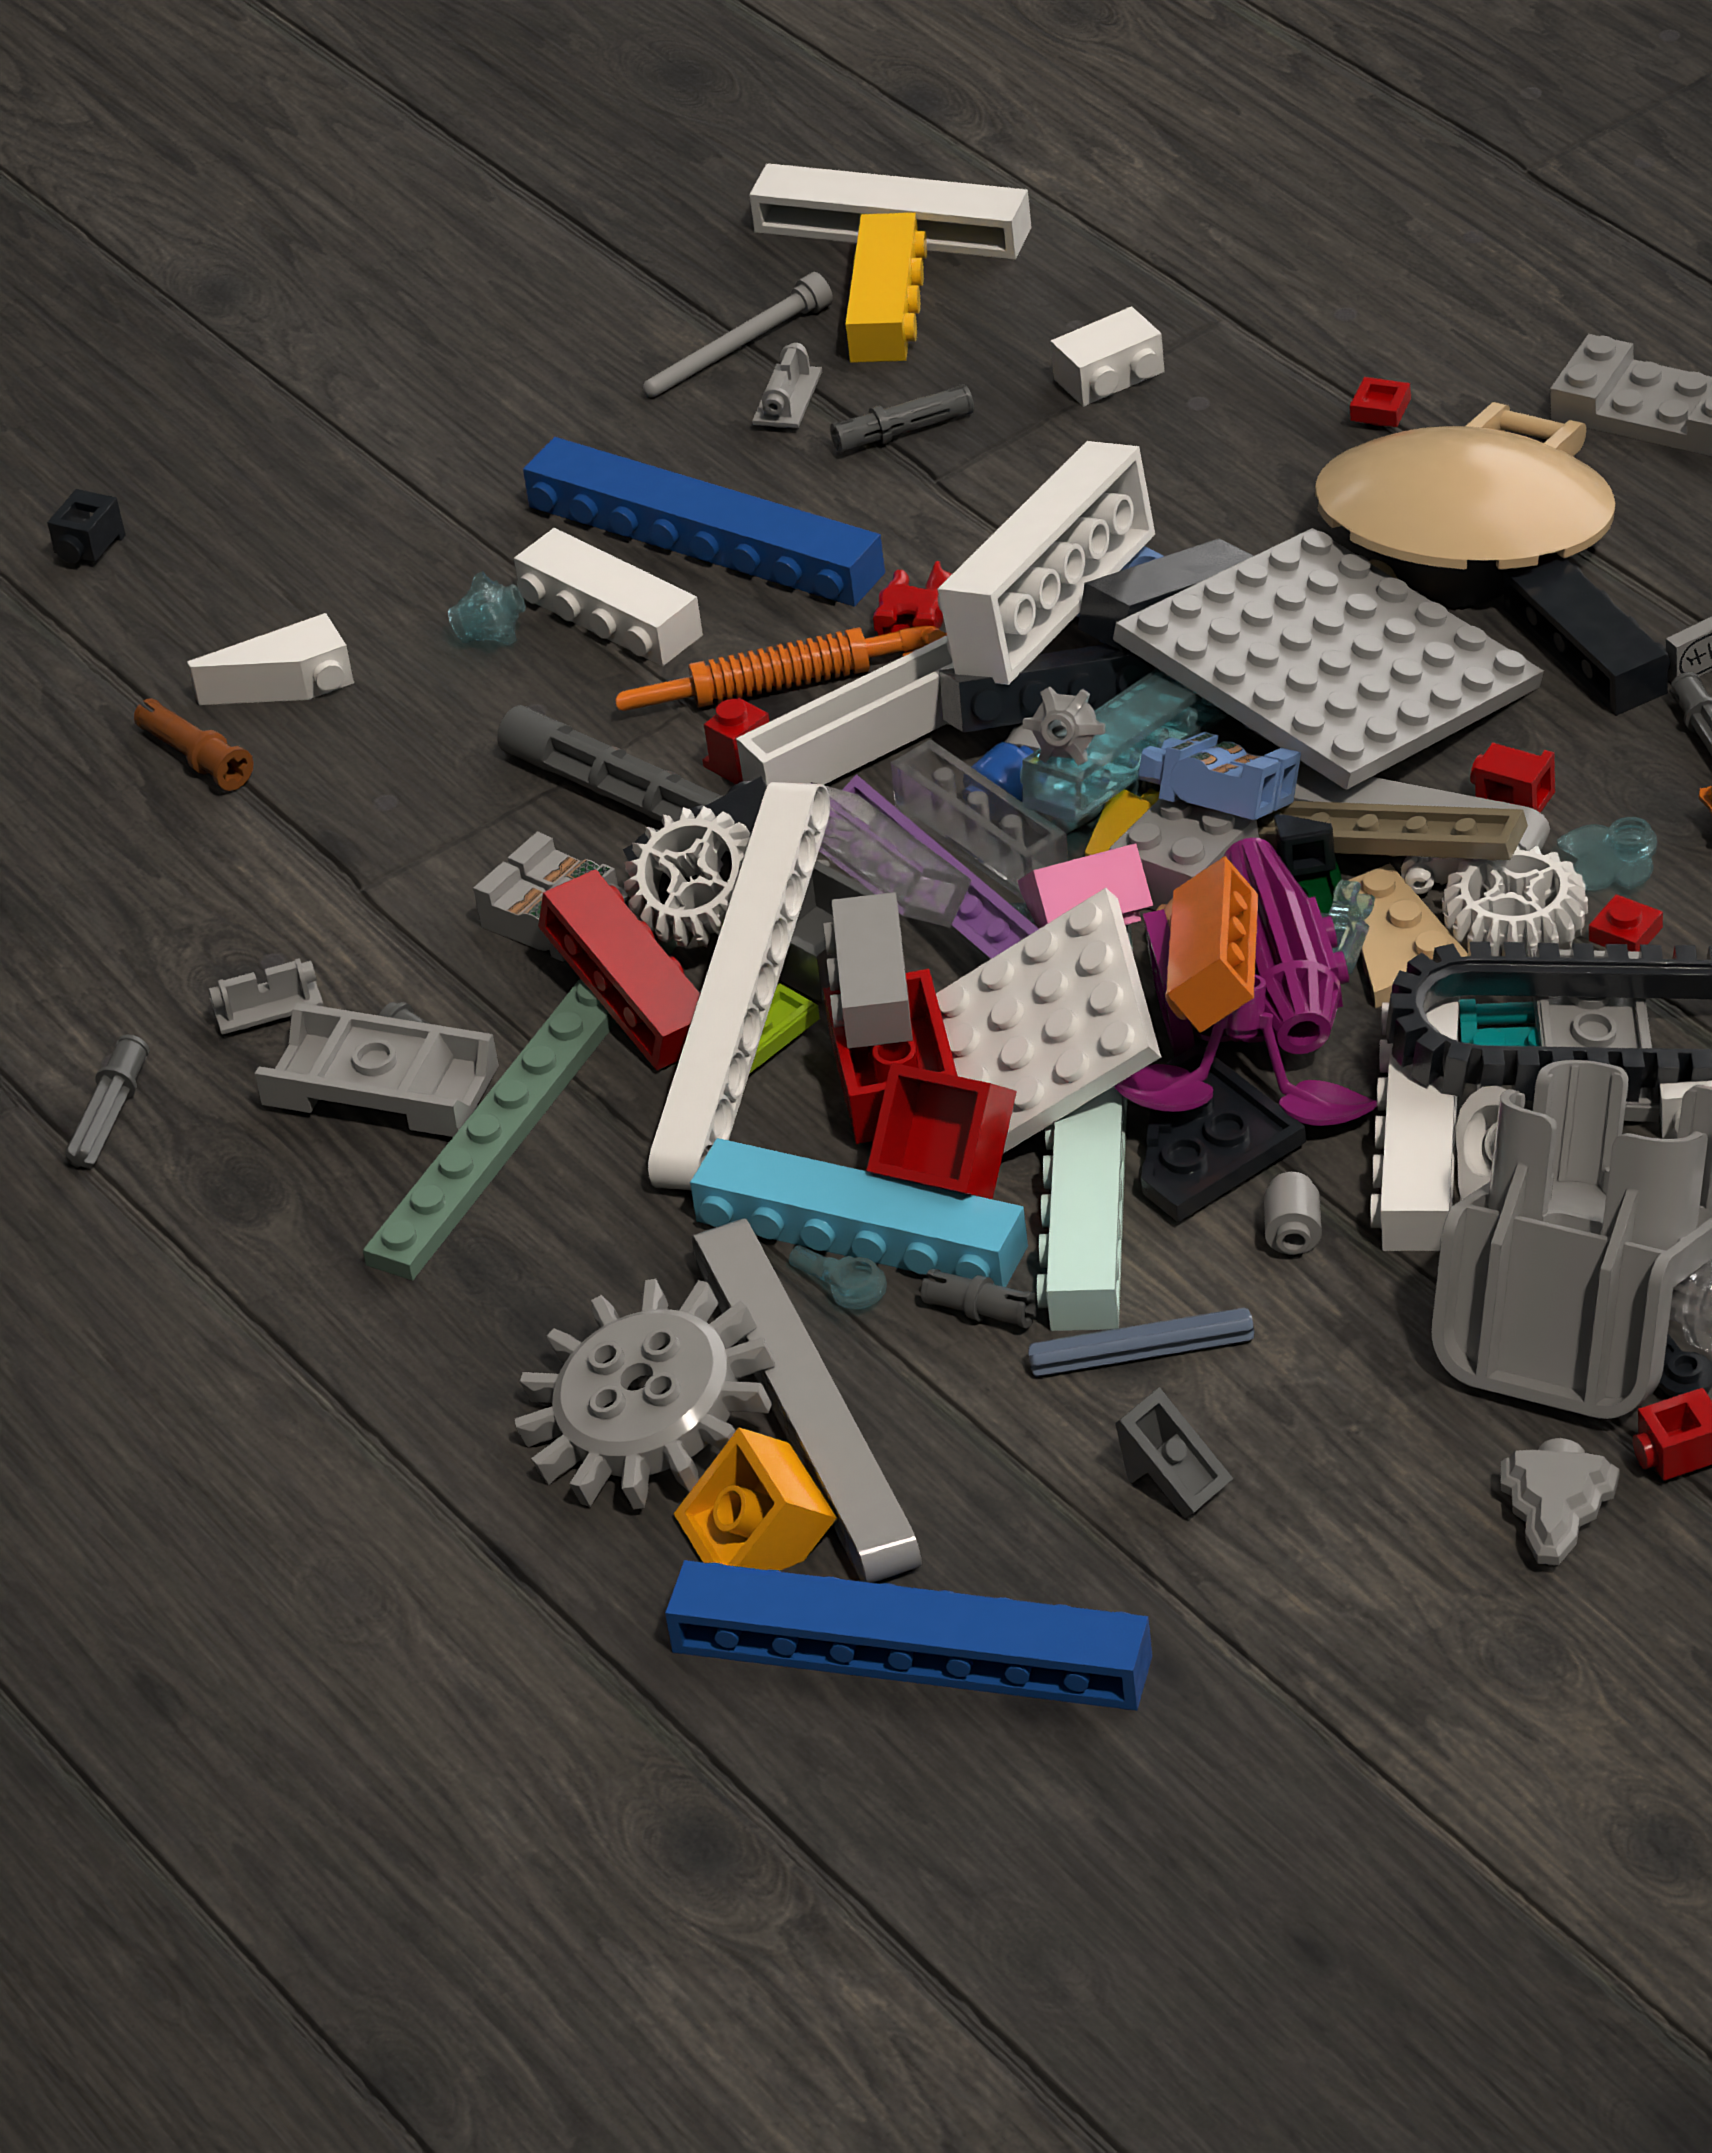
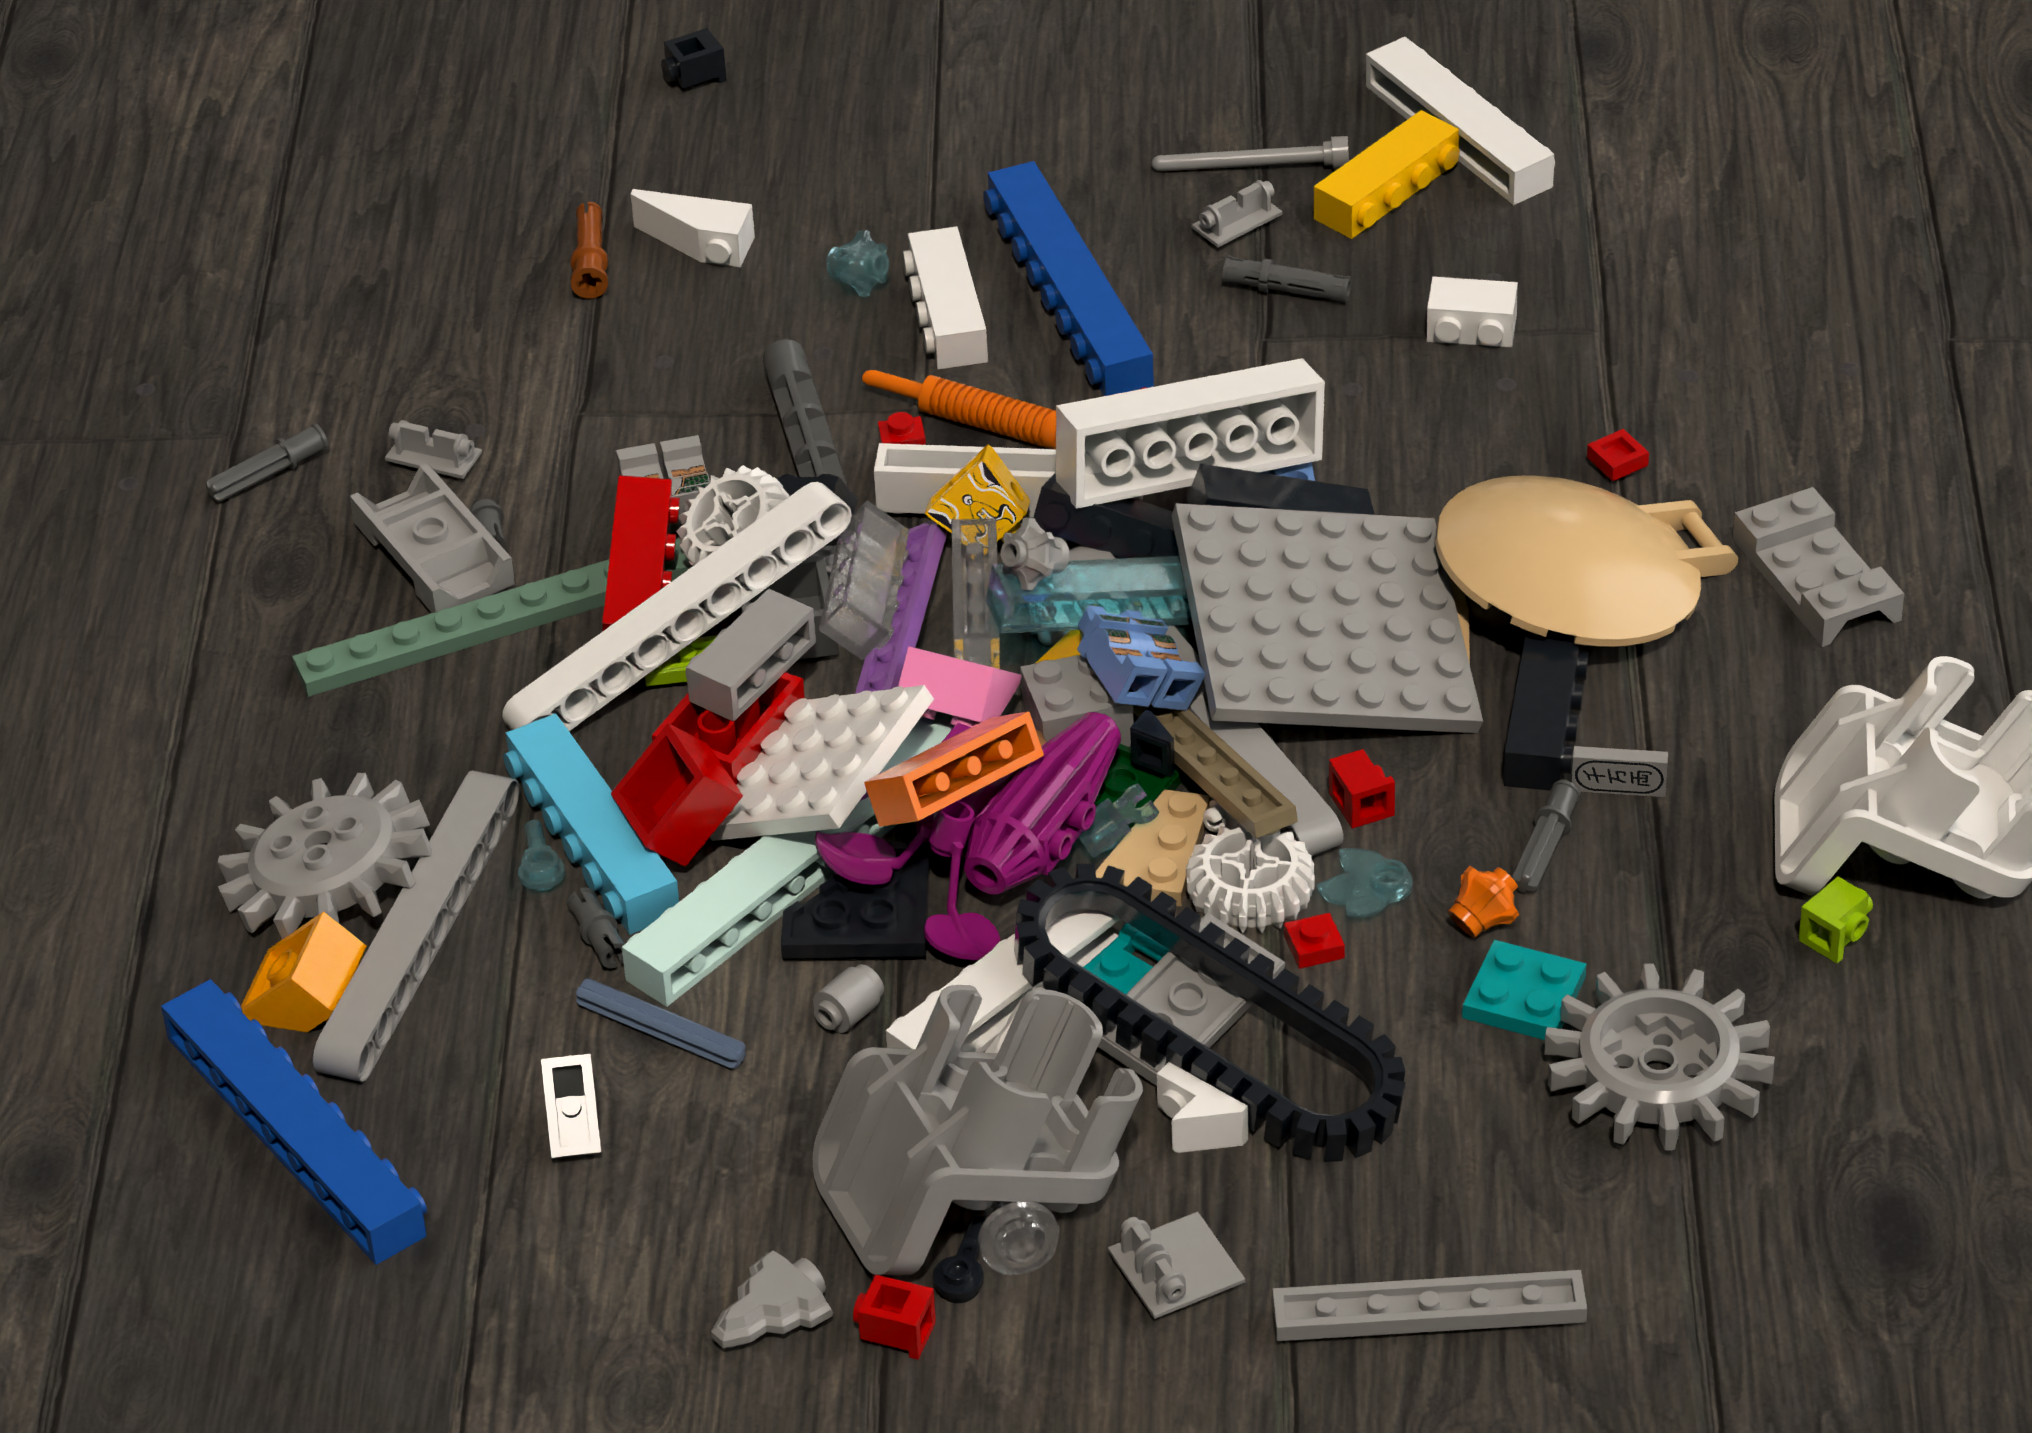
camera: 35 degrees right, 0 degrees up
(882, 728) = (981, 491): none -> yellow torso

